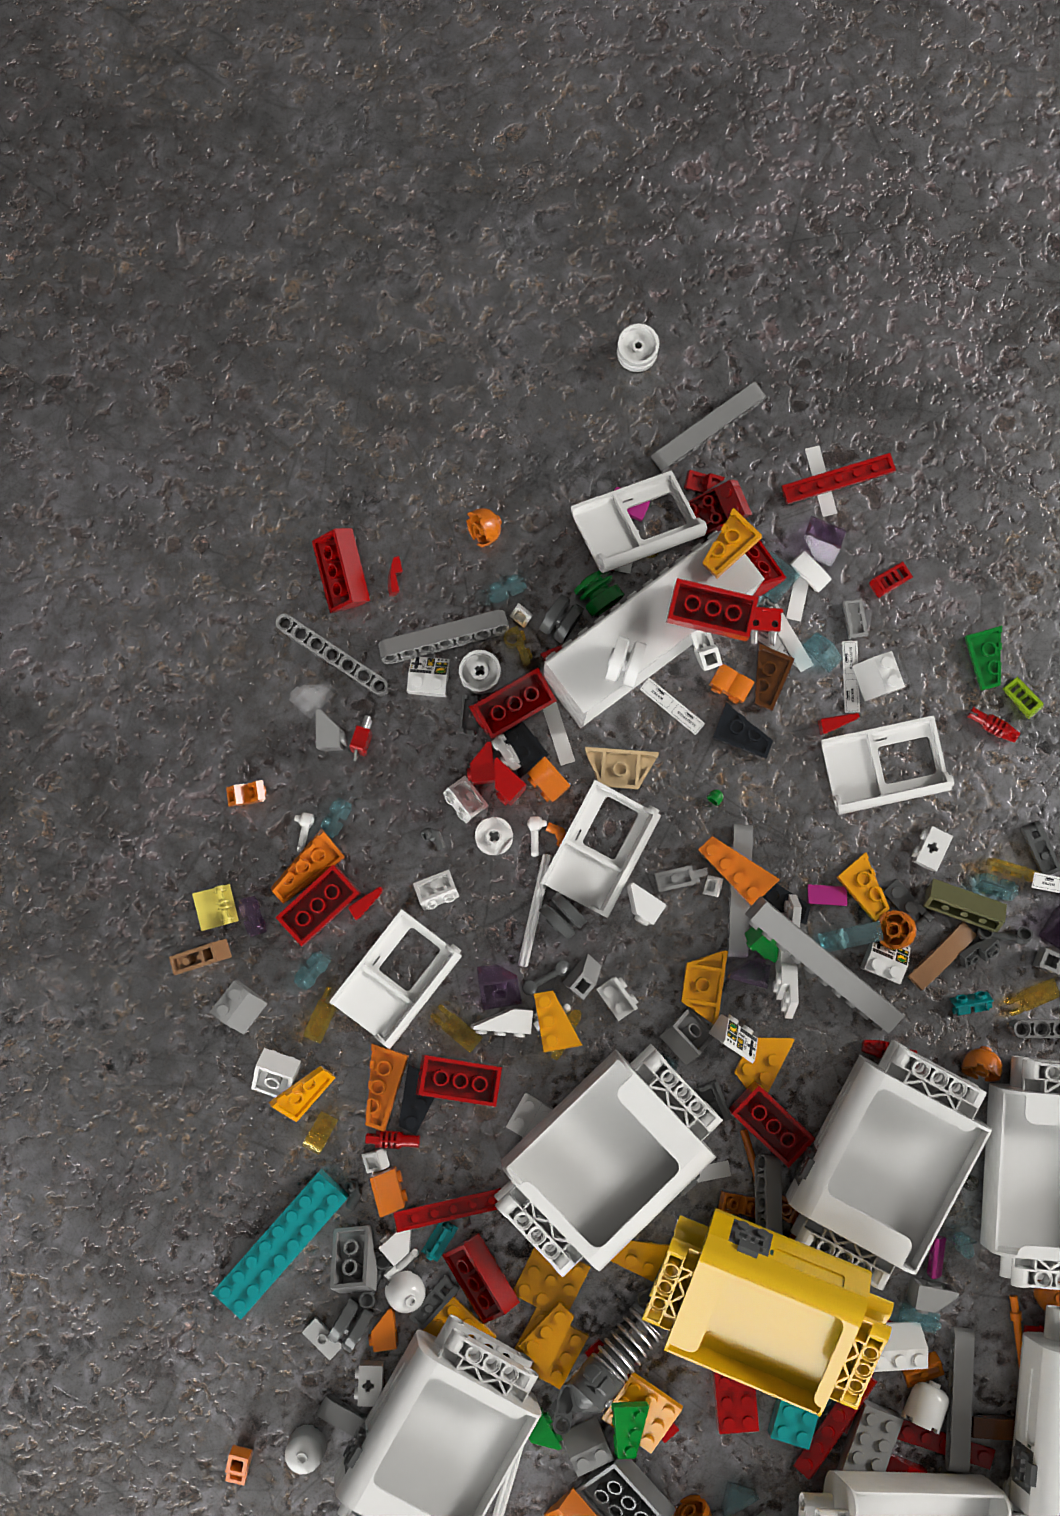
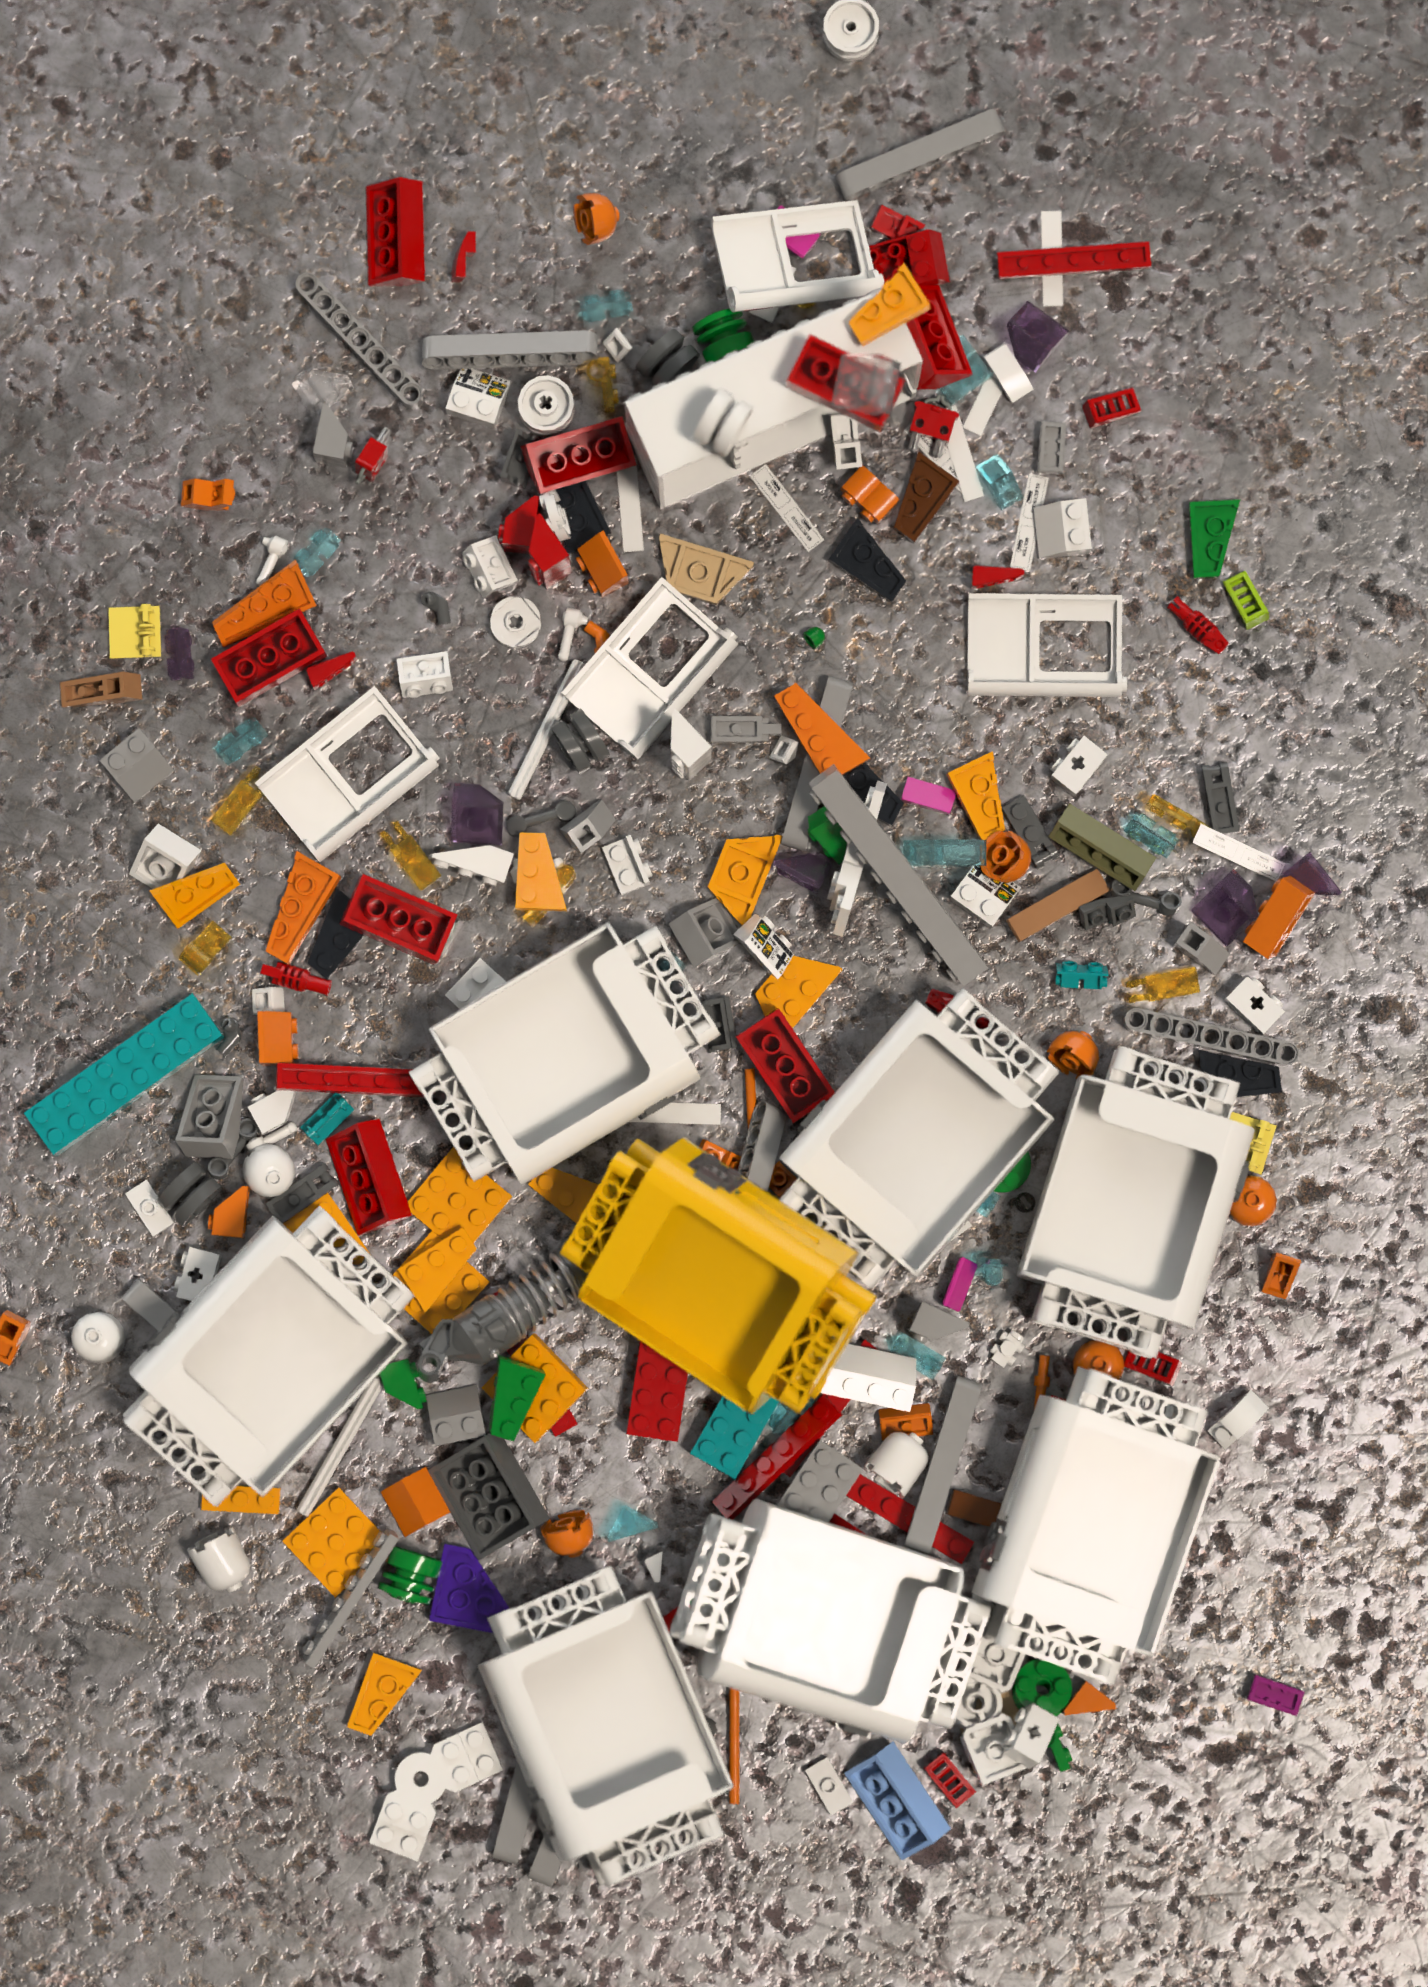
camera: 10 degrees right, 0 degrees up
(731, 607) = (866, 383): none -> clear slope
(984, 1299) = (1010, 1343): none -> white piece

